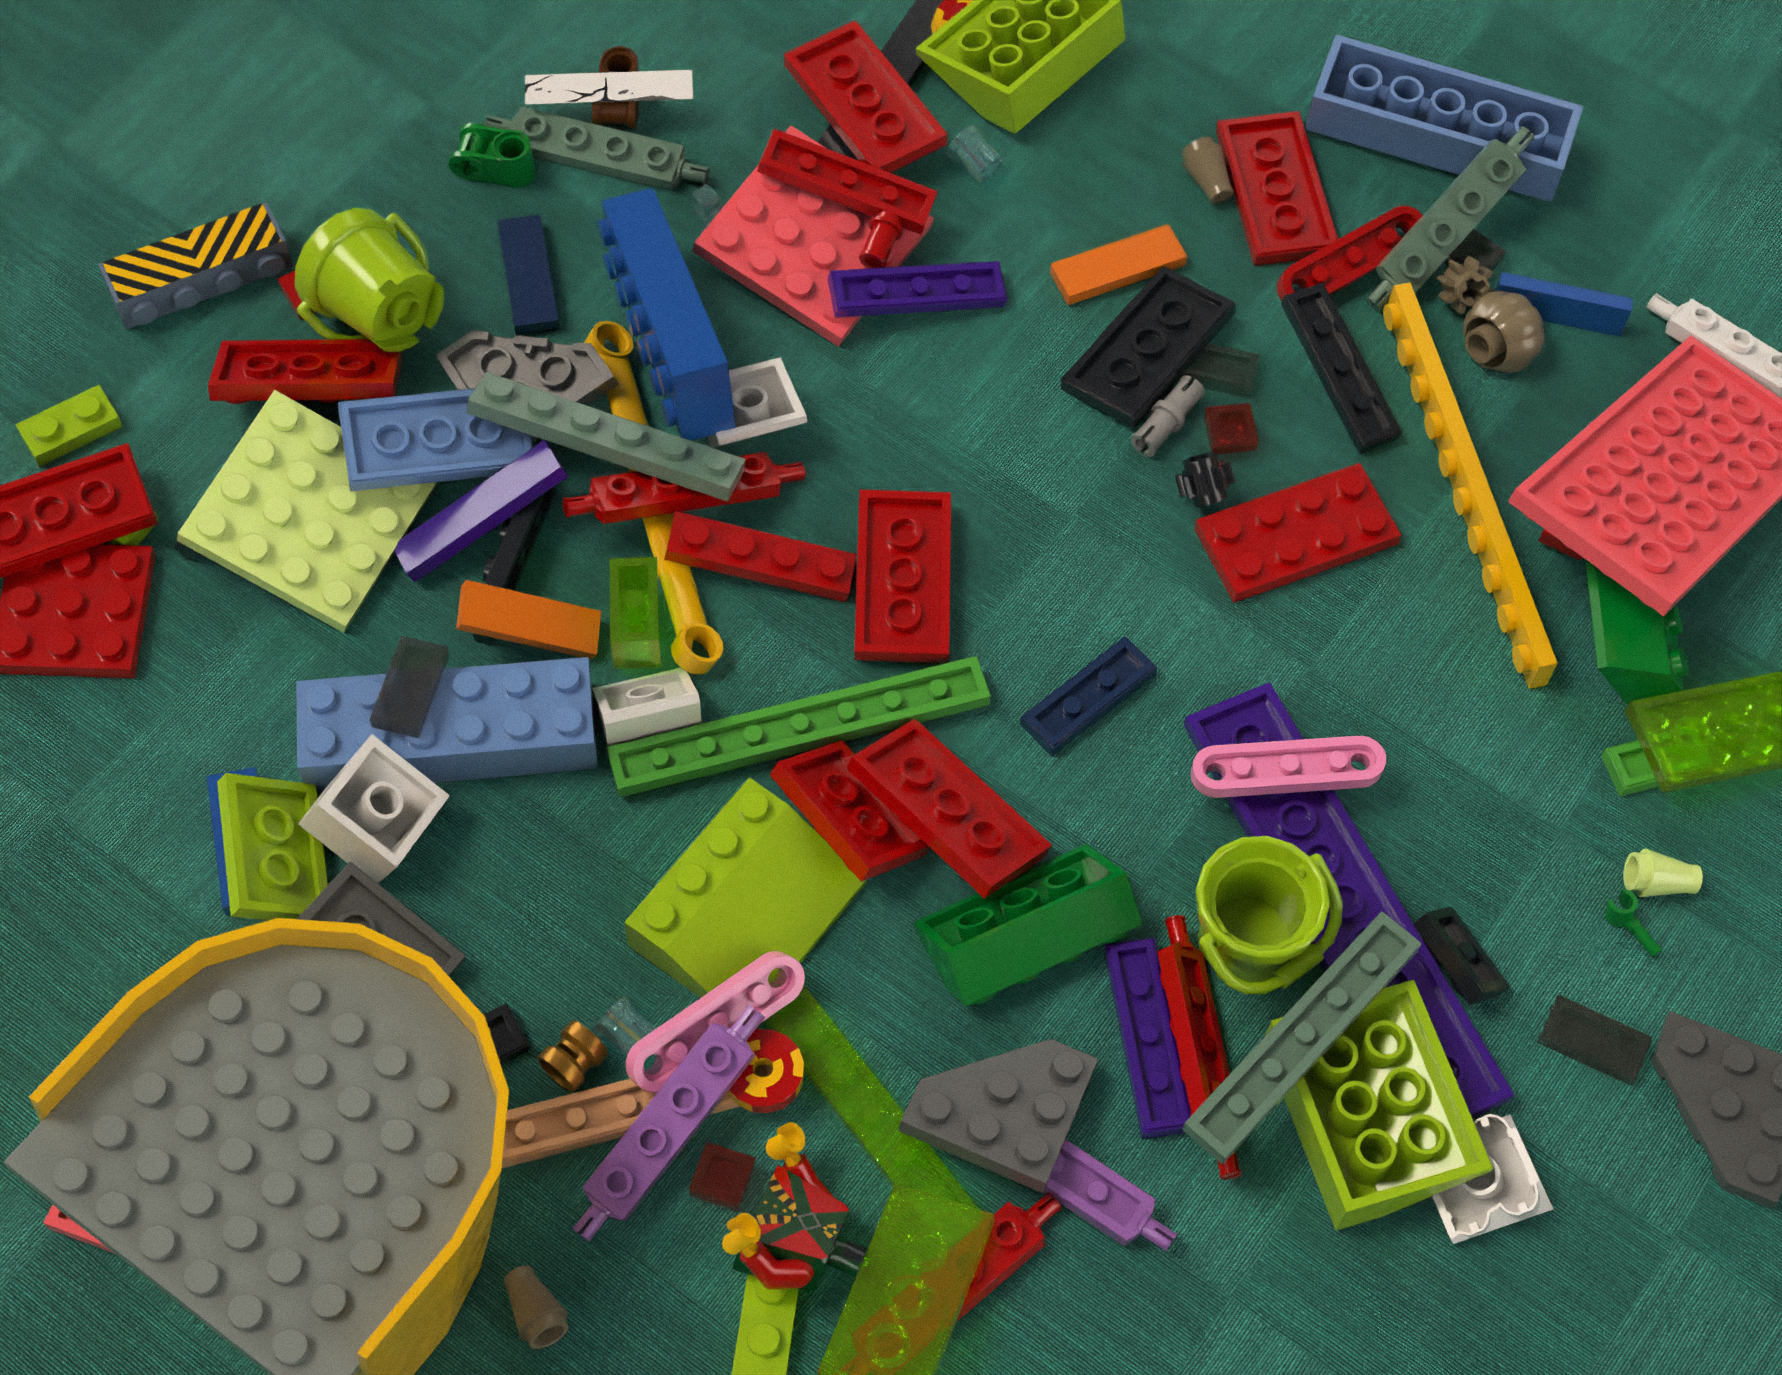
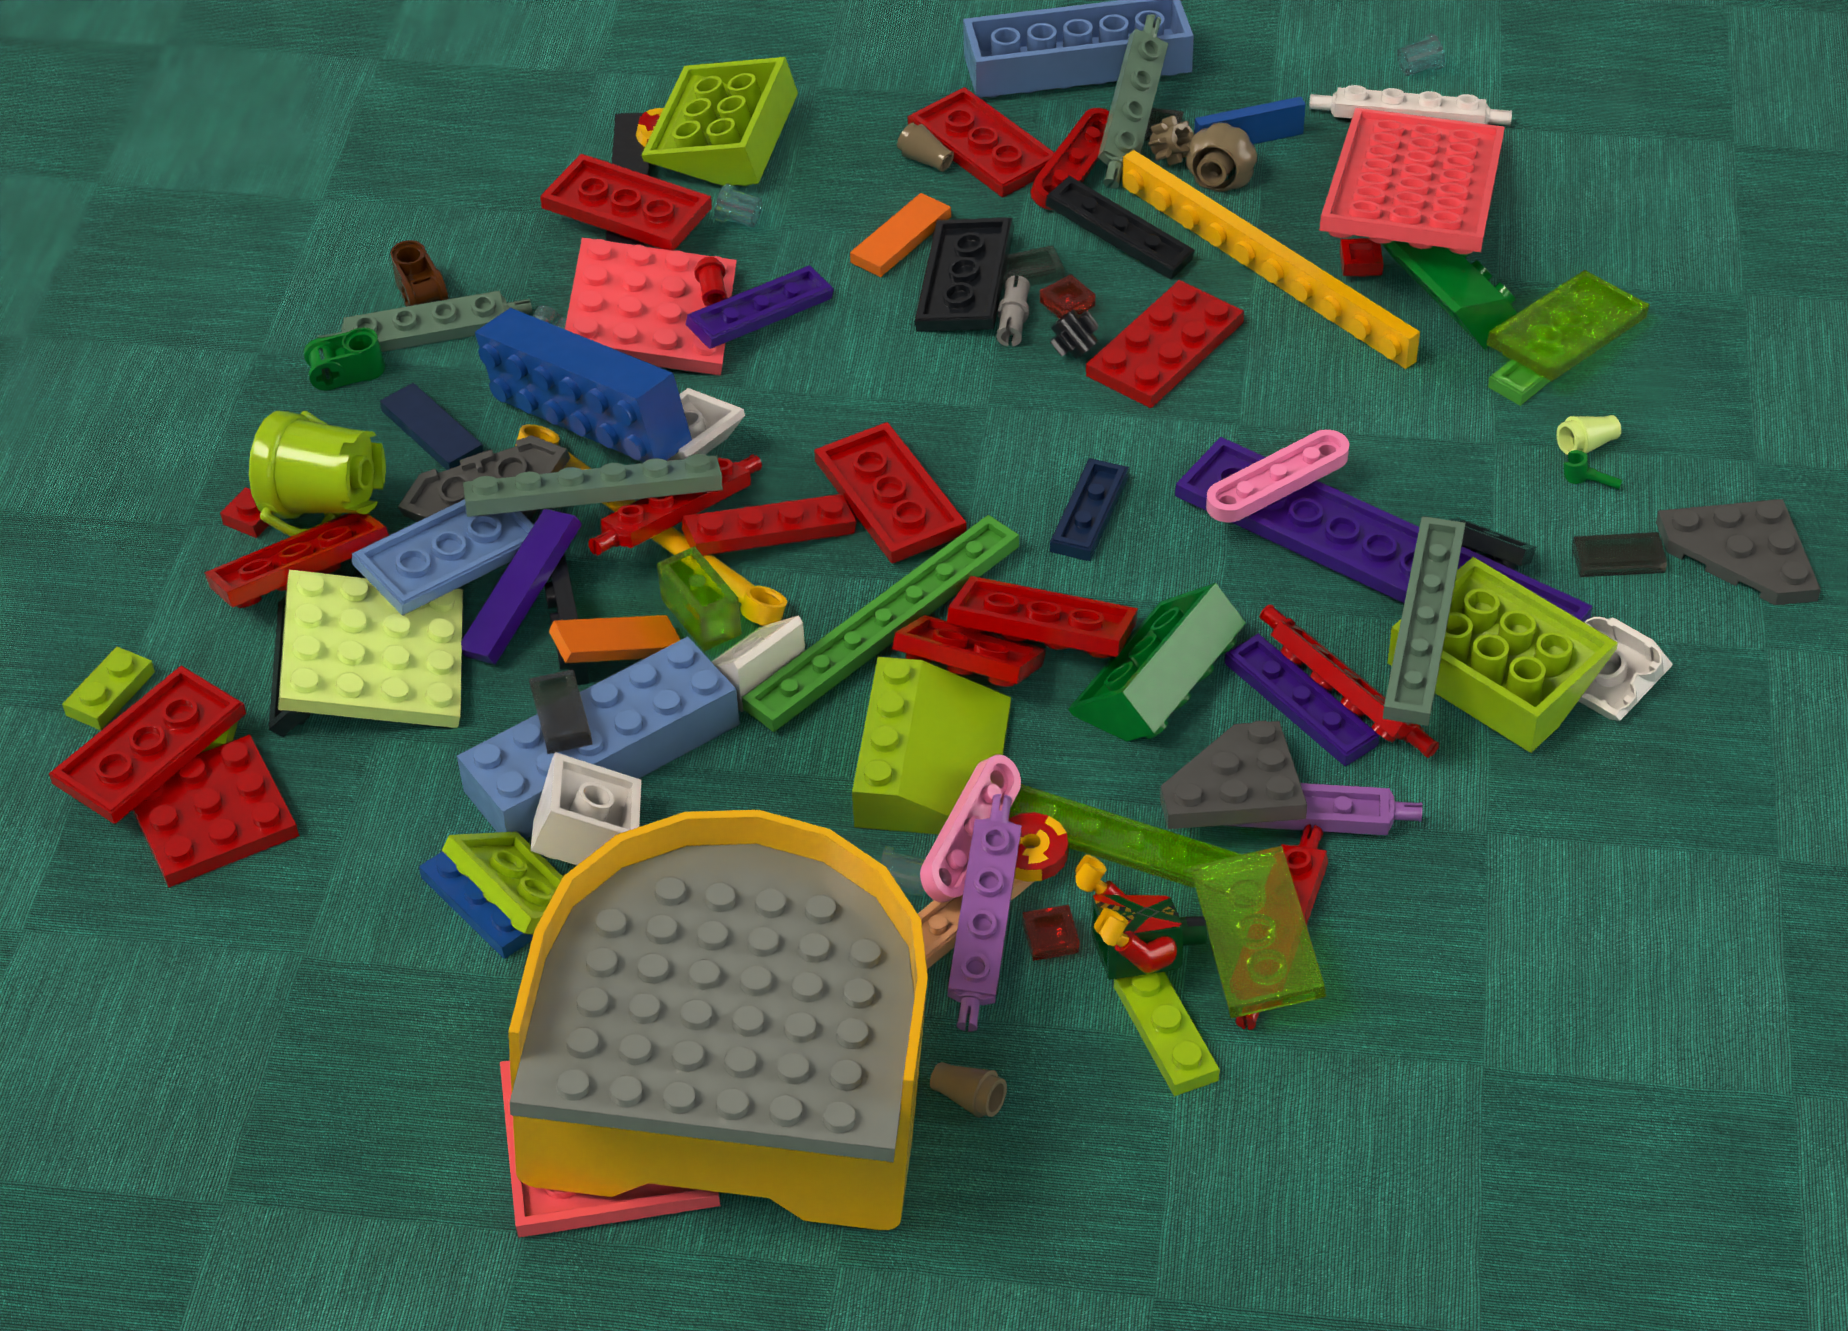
camera: 25 degrees left, 15 degrees down
(196, 265) = (141, 531): brick -> none
(608, 87) = (411, 272): white sticker -> none
(846, 180) = (655, 251): red plate -> none
(1262, 911) = (1331, 566): lime piece -> none

